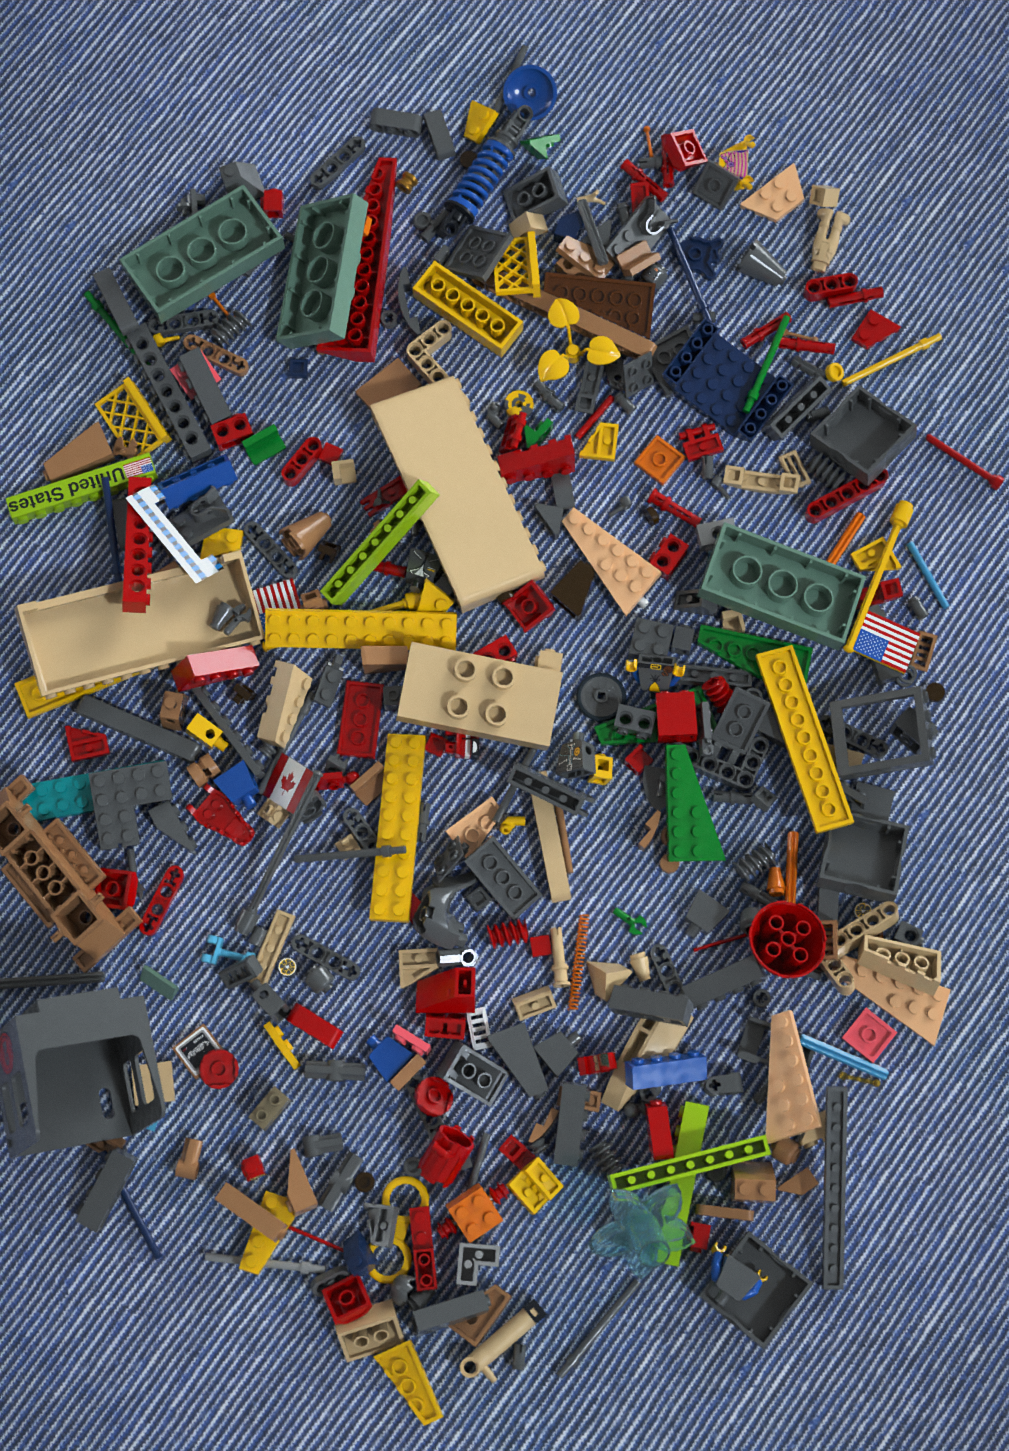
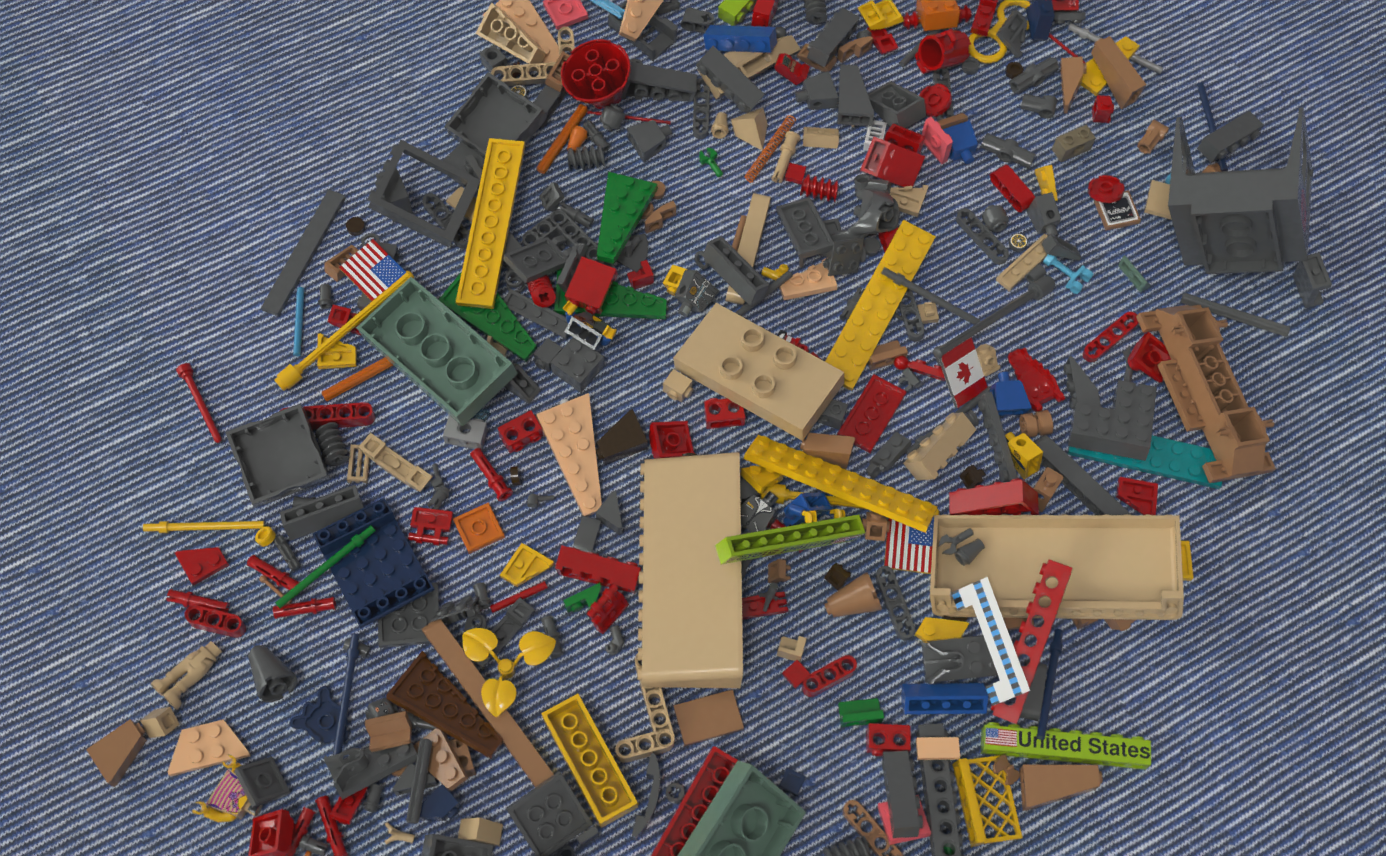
camera: 160 degrees left, 10 degrees down
(187, 432) = (938, 748): none -> light nougat tile
(378, 589) = (808, 508): none -> blue torso
(518, 397) = (583, 633): yellow piece -> none
(532, 268) = (501, 771): yellow fence -> none
(597, 708) = (643, 352): dark grey wheel -> none
(635, 716) = (625, 302): dark grey brick -> none
(843, 160) = (117, 751): none -> medium nougat slope
(966, 645) = (303, 253): none -> dark grey tile

